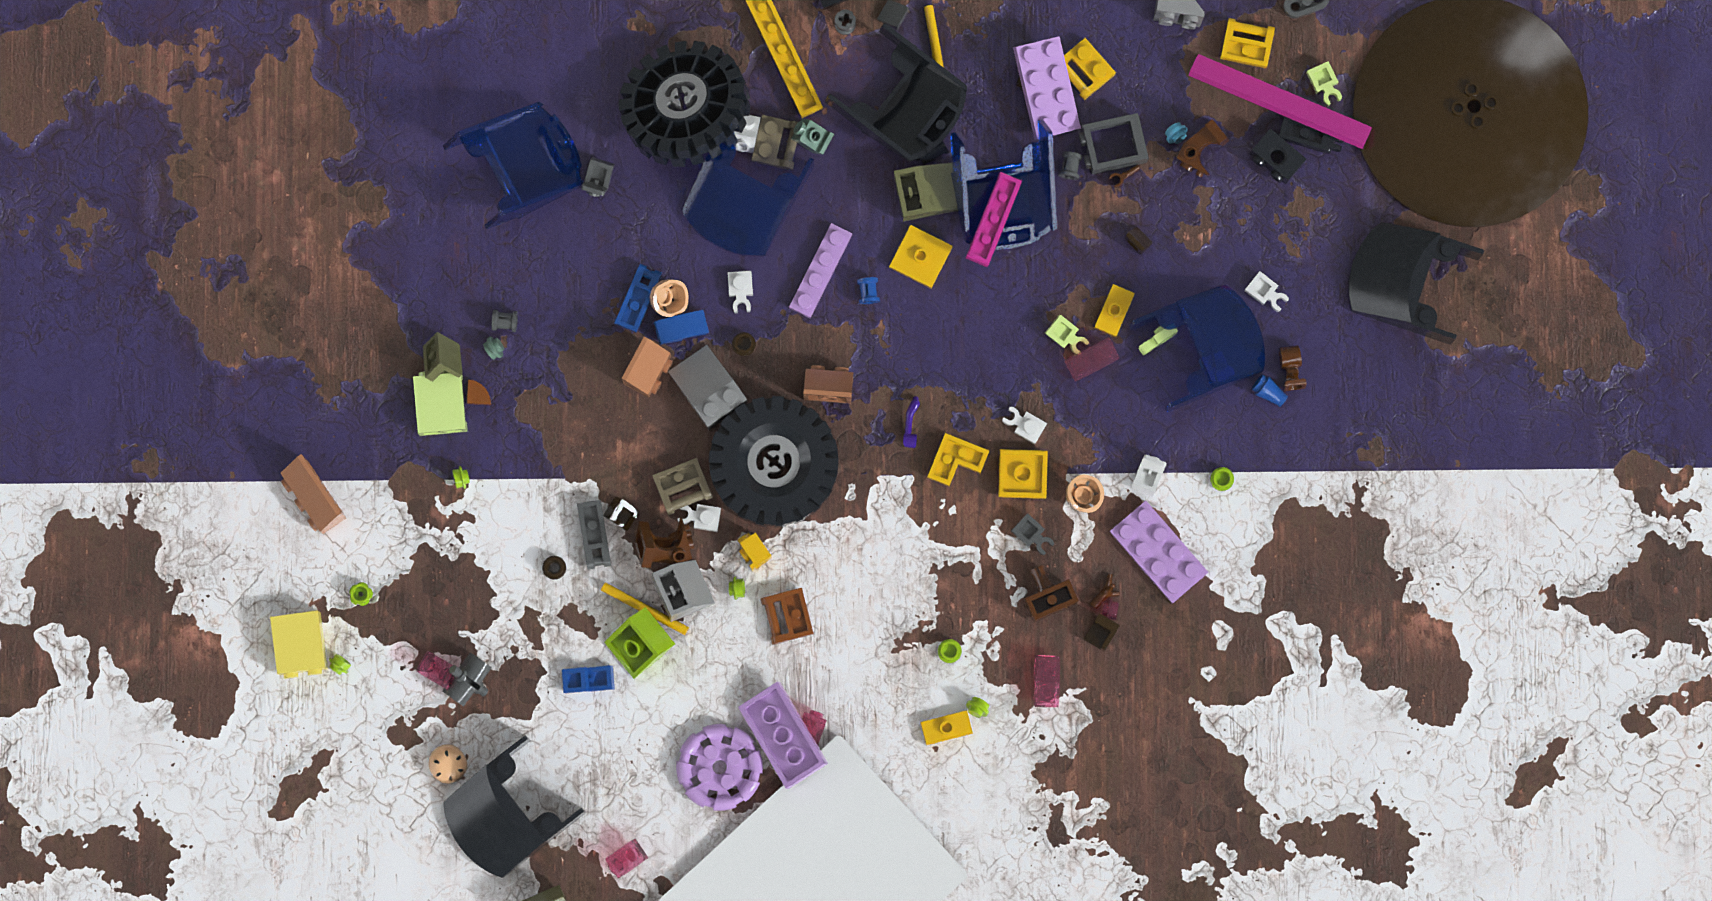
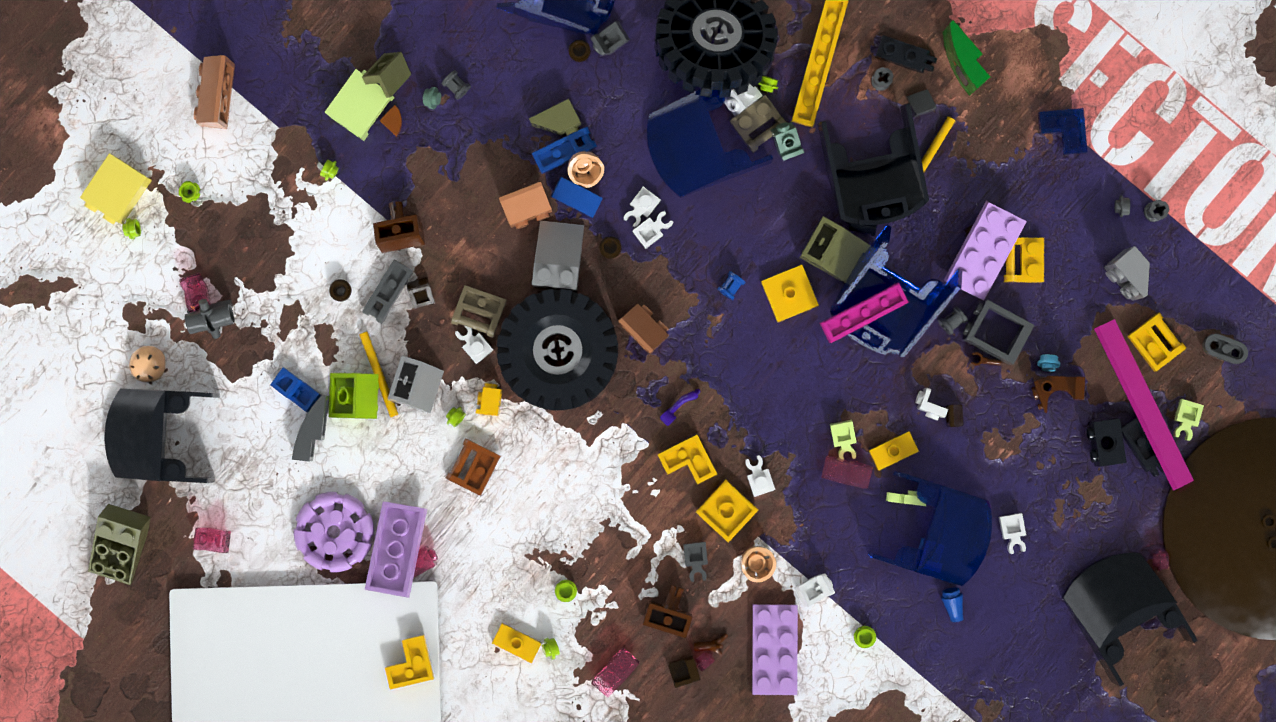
camera: 40 degrees right, 5 degrees up
(561, 477) = (399, 231): none -> reddish brown brick
(580, 208) = (579, 50): none -> dark brown plate
(612, 277) = (558, 119): none -> olive slope
(630, 700) = (312, 429): none -> dark grey slope
(662, 549) = (427, 345): reddish brown tile -> none
(757, 104) = (768, 84): none -> lime plate
(764, 303) = (649, 231): none -> white plate
(820, 271) = (710, 242): lavender plate -> none
(883, 817) = (417, 664): none -> yellow plate
(1116, 251) = (932, 411): none -> white bracket
(1290, 361) = (987, 595): reddish brown leg -> none
(1402, 213) = (1161, 560): none -> clear pink plate

